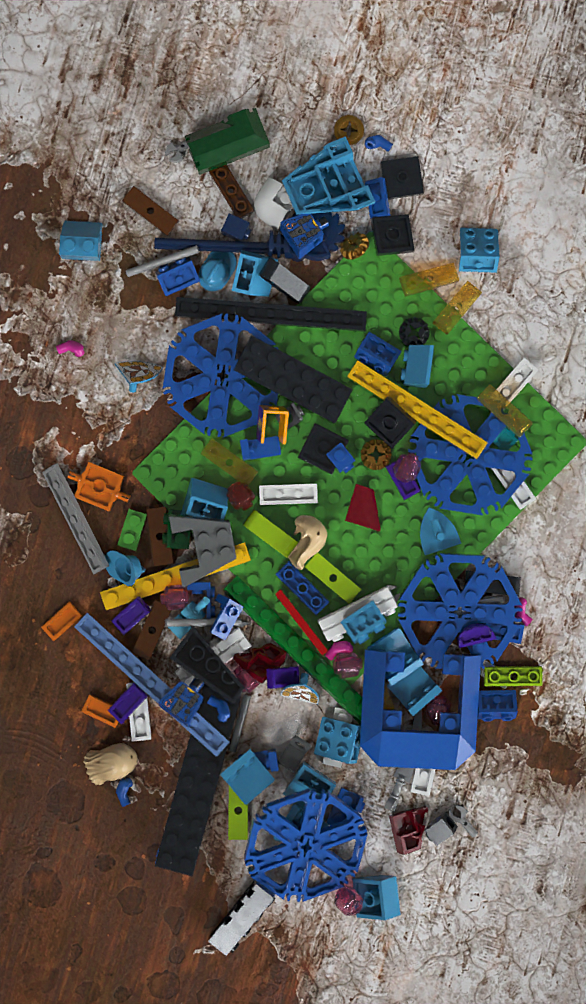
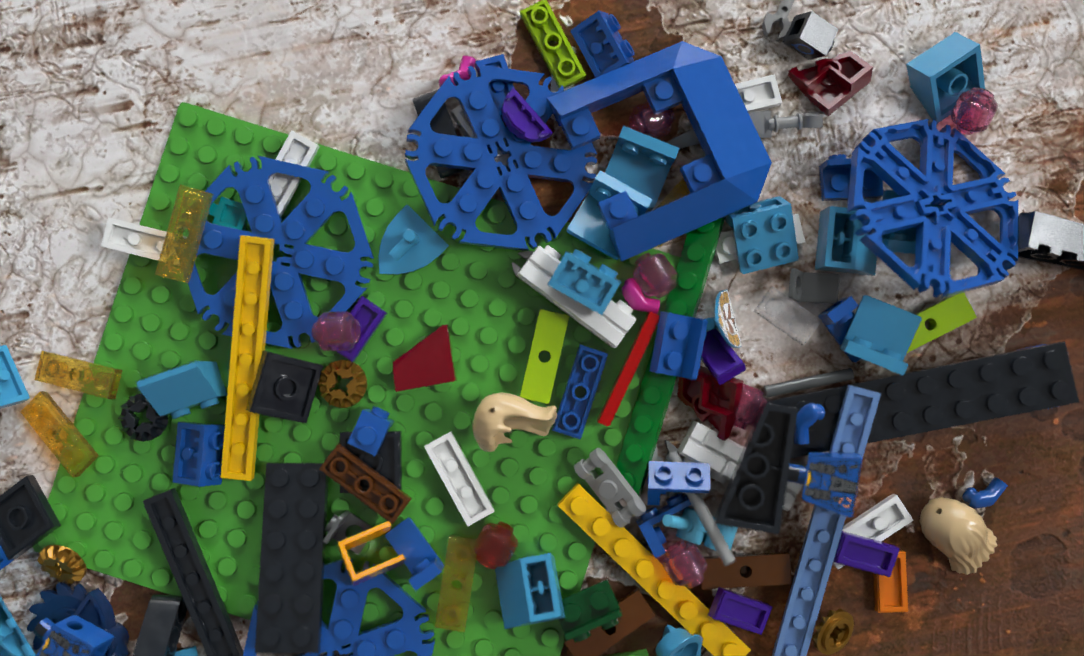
camera: 115 degrees left, 0 degrees up
(88, 665) = (833, 632): none -> pearl gold gear
(212, 543) = (581, 555): dark grey wing -> none
(240, 577) = (610, 487): none -> light grey plate
(270, 533) = (527, 475): lime beam -> none
(300, 657) = (678, 345): none -> blue bracket
(324, 435) = (349, 471): none -> reddish brown tile

